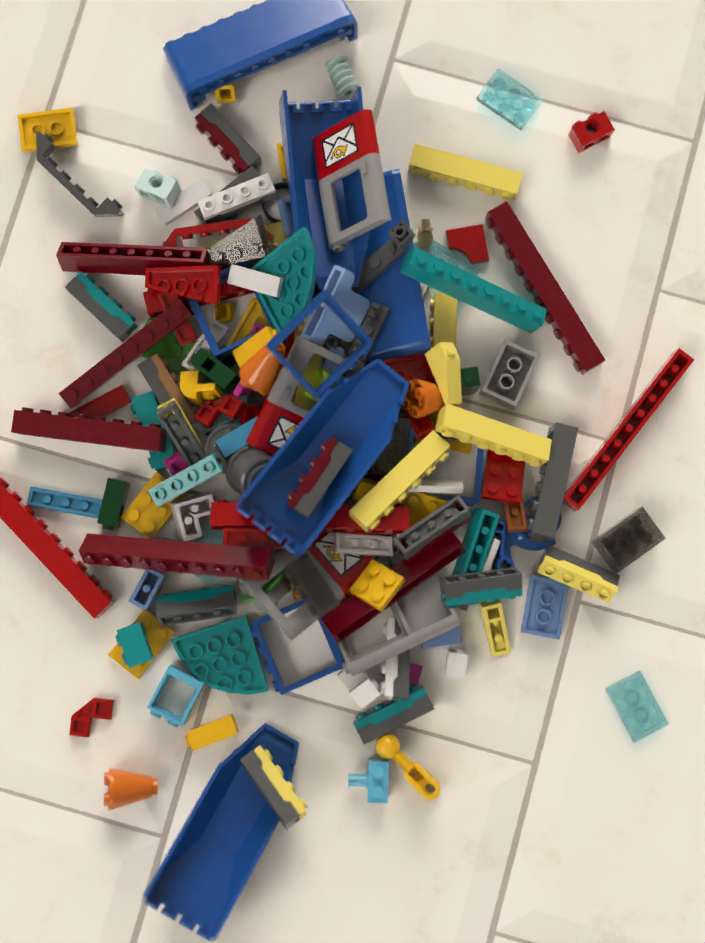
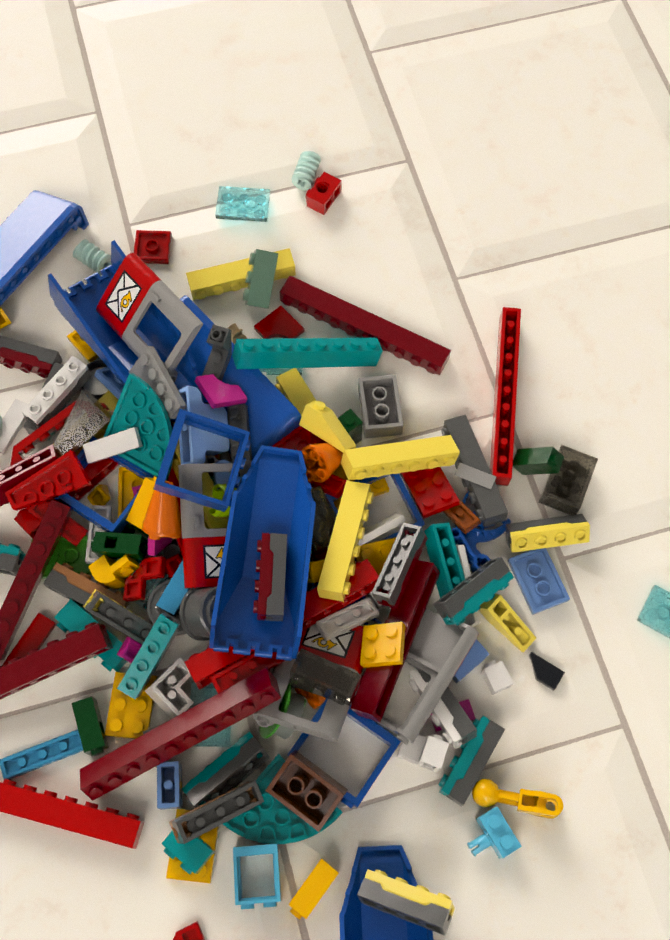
camera: 30 degrees left, 15 degrees down
(170, 633) = (216, 812): none -> dark grey piece
(249, 659) = (306, 790): none -> reddish brown brick
(324, 235) = (153, 372): none -> light grey wing
(372, 286) = (220, 393): none -> dark pink tile
(401, 95) = (153, 246): none -> red tile
(475, 192) = (260, 278): none -> sand green brick
(499, 684) = (545, 672): none -> black tile
(548, 489) = (475, 476): none -> light grey sticker
(589, 97) = (306, 170): none -> light aqua piece
(612, 508) = (538, 461): none -> dark green brick

